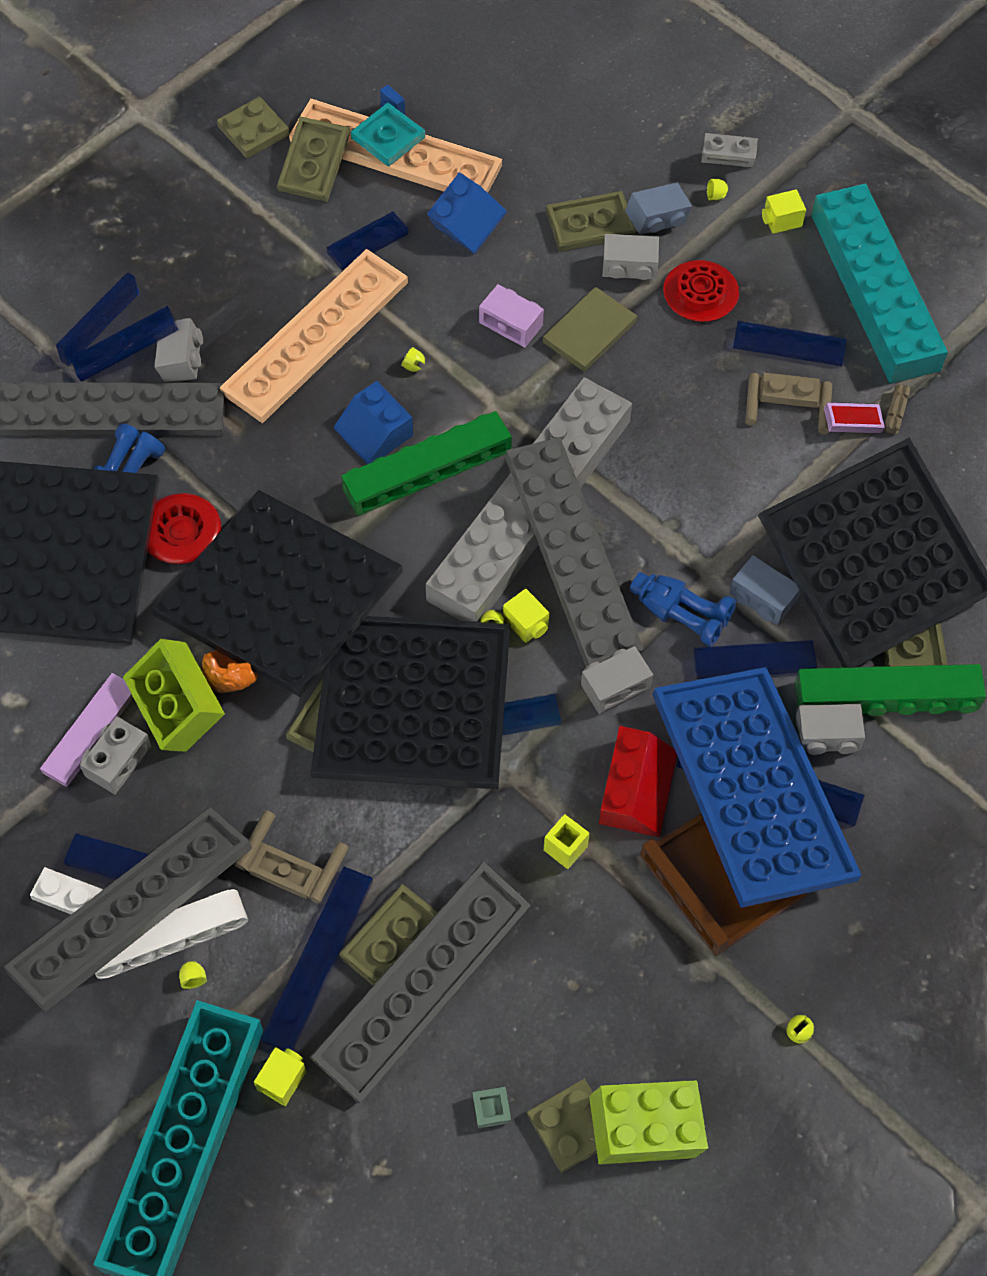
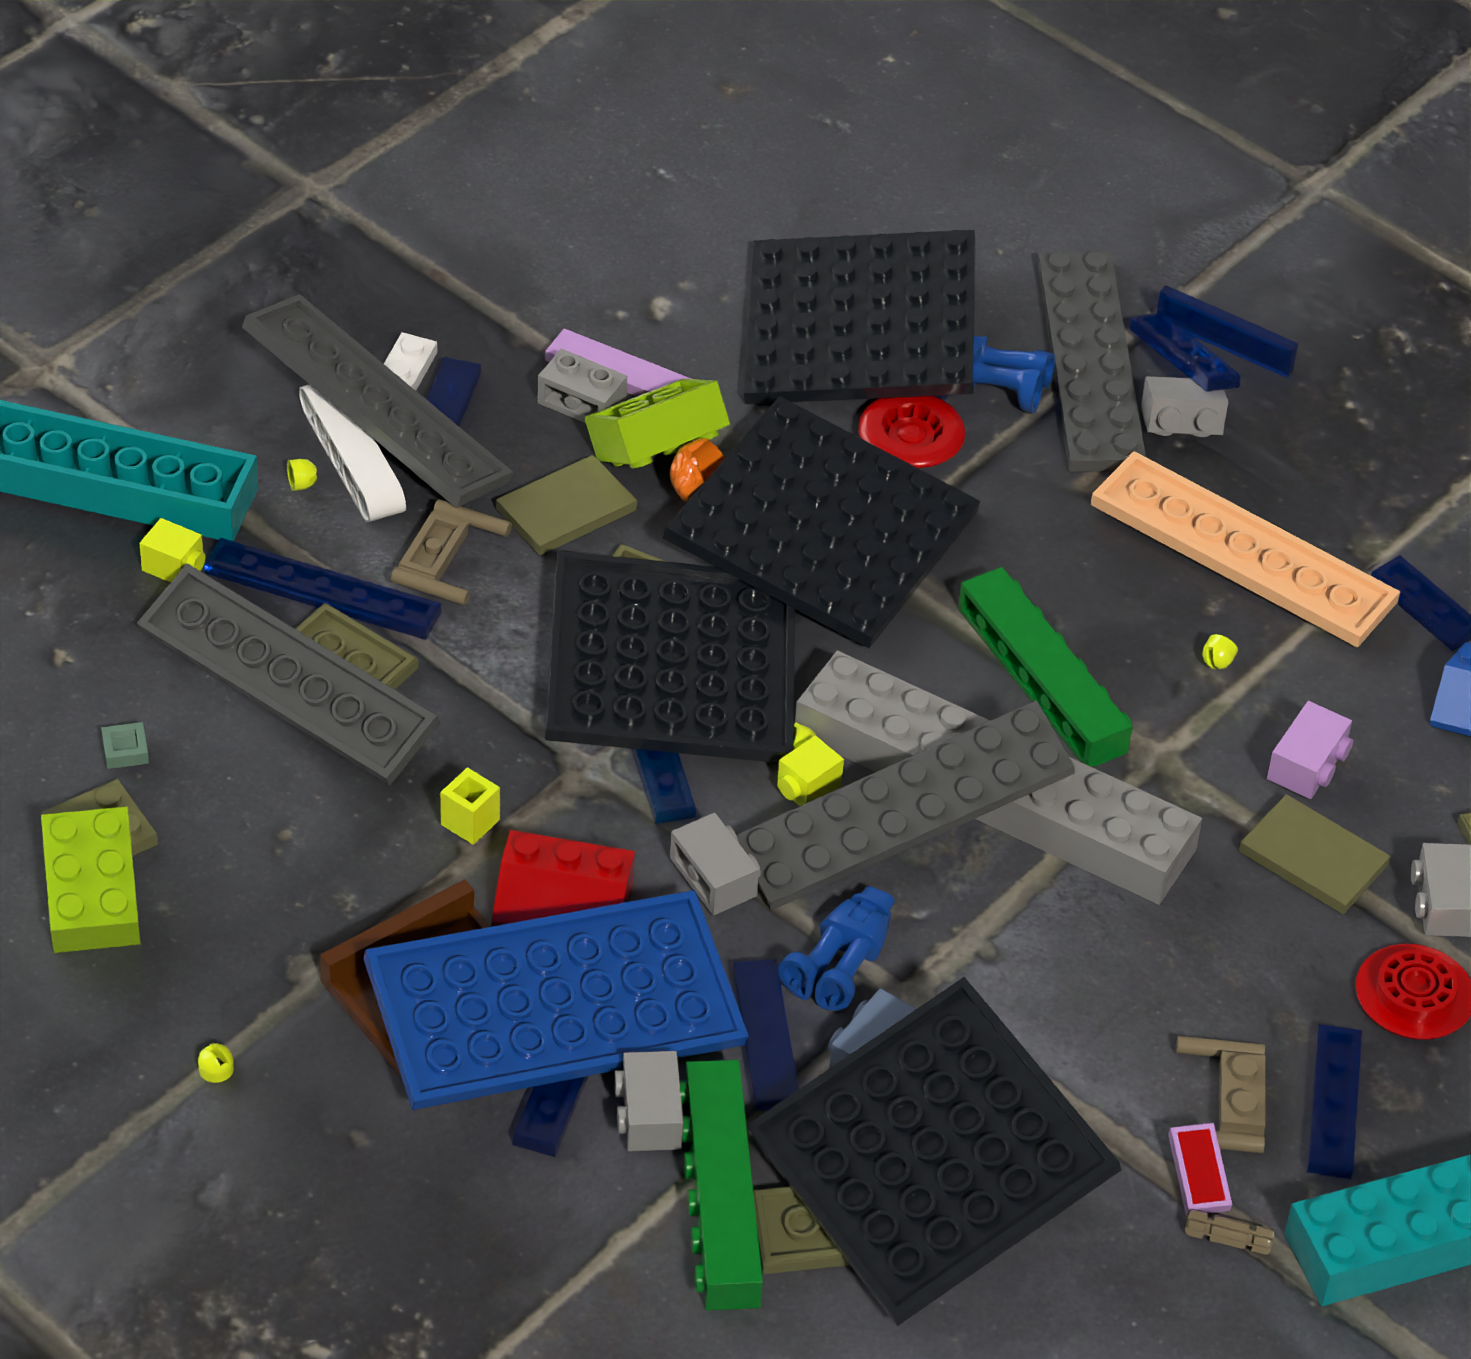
camera: 85 degrees right, 15 degrees down
(238, 774) = (566, 505): none -> olive tile
(374, 423) = (1105, 614): blue slope -> none

